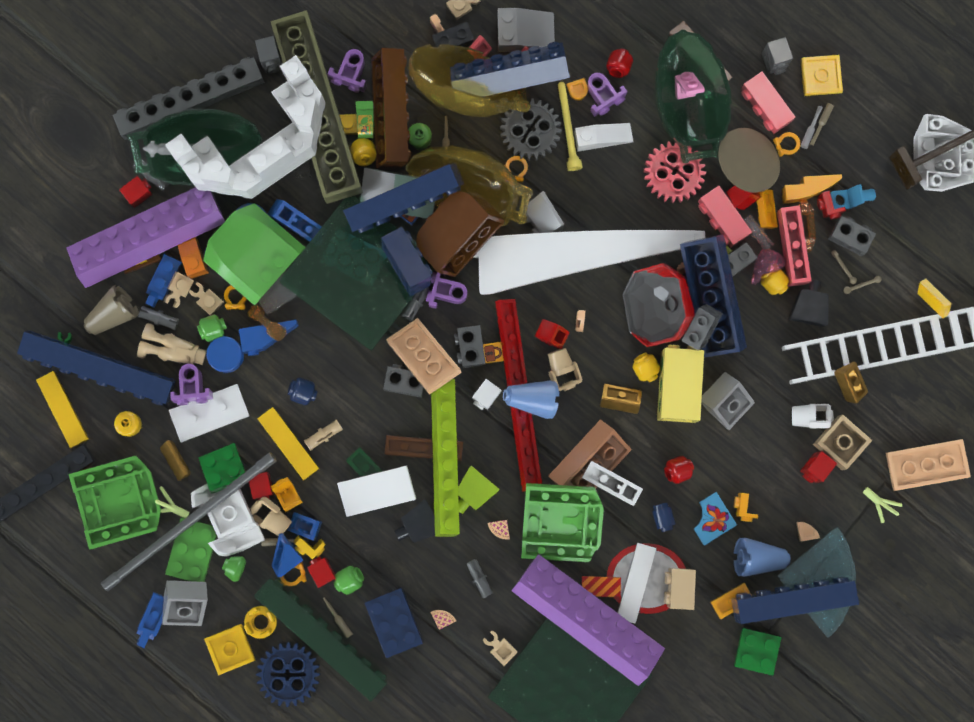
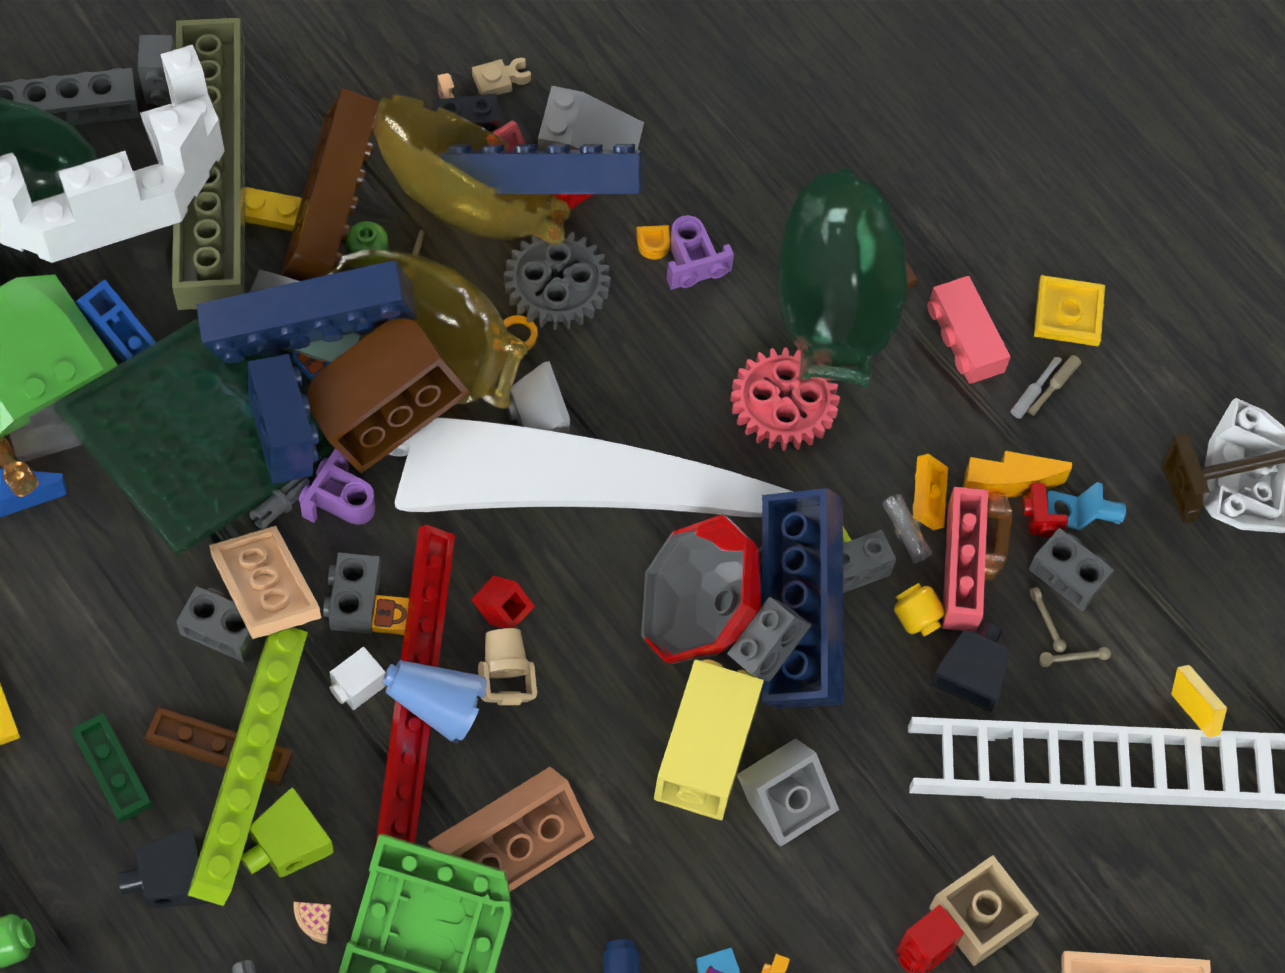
camera: 10 degrees right, 20 degrees down
(302, 391) = (33, 596): dark blue head -> none
(323, 435) = (46, 679): tan pin -> none
(350, 73) = (281, 129): medium lavender pin -> none
(363, 152) = (265, 247): yellow head -> none
(365, 119) = (284, 195): bright green leg -> none
(376, 491) = (108, 792): white piece -> none
(574, 162) = (616, 347): light yellow piece -> none
(580, 317) = (562, 589): light nougat tile -> none
(602, 136) = (676, 316): white slope -> none
(612, 483) = (541, 880): white slope -> none
(619, 63) = (733, 215): red head -> none
(621, 398) = (597, 746): pearl gold slope -> none
(646, 367) = (656, 699): yellow head -> none
(679, 469) = (671, 890): red head -> none
(687, 85) = (835, 267): bright pink bracket -> none
(724, 216) = (852, 477): coral brick -> none
(742, 199) = (895, 456): red brick -> none
(749, 160) = (916, 403): dark tan sticker -> none
(767, 262) = (910, 571): clear pink hat -> none
(777, 56) = (998, 258): dark grey brick -> none
(777, 141) = (977, 412): light orange piece -> none
(806, 416) = (927, 851): white piece -> none
(851, 382) = (1021, 811): pearl gold slope -> none

